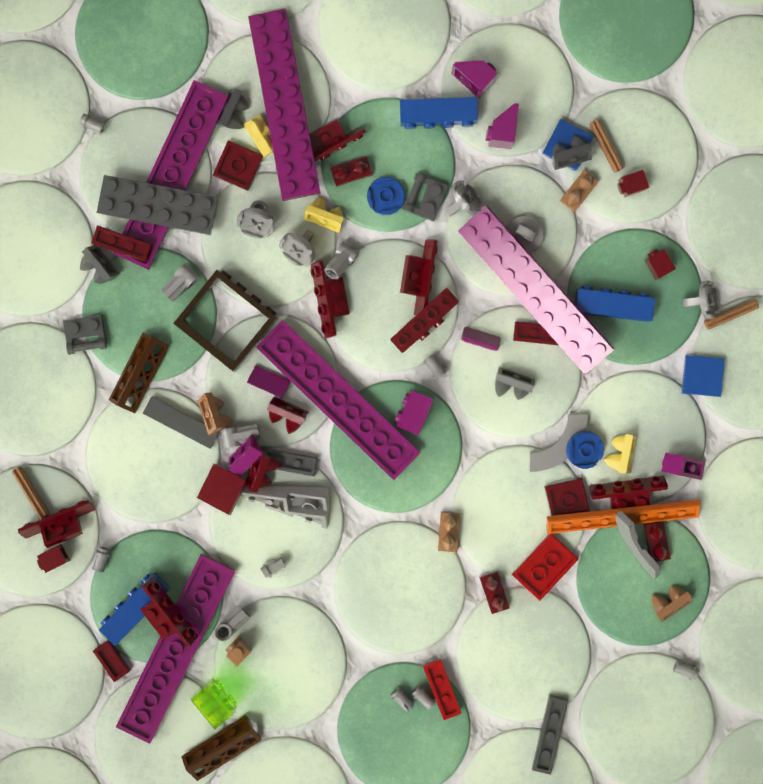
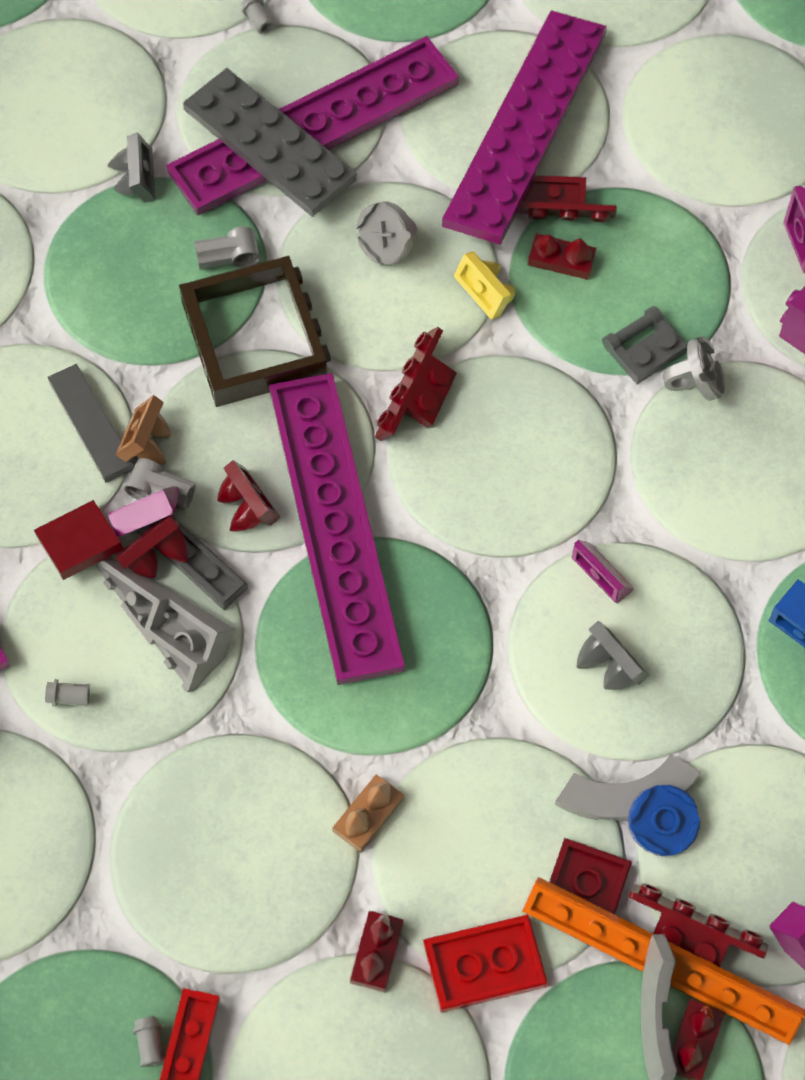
camera: 25 degrees right, 25 degrees down
(84, 328) = (53, 232): dark grey plate -> none
(121, 244) = (186, 158): dark red tile -> none
(135, 370) = (78, 315): reddish brown fence -> none
(228, 117) = (440, 101): dark grey tile -> none
(237, 165) = (411, 165): dark red tile -> none
(260, 134) = (467, 141): light yellow tile -> none
(268, 381) = (252, 444): magenta slope -> none
(298, 248) = (421, 295): light grey tile -> none
(342, 259) = (475, 346): light grey piece -> none
(385, 196) = (589, 312): blue tile -> none
(399, 696) = (113, 1022): light grey pin -> none
(414, 412) = (436, 604): magenta slope -> none
(418, 275) = (564, 431): dark red bracket -> none
(428, 317) = (536, 491): dark red bracket -> none
(434, 366) = (509, 572): light grey pin -> none
(438, 112) = (734, 250): blue brick -> none
(527, 231) = (759, 472): light grey tile -> none
(532, 334) = (701, 620): dark red tile -> none
(536, 289) = (732, 552): plate -> none
(623, 461) = (719, 876): light yellow tile -> none

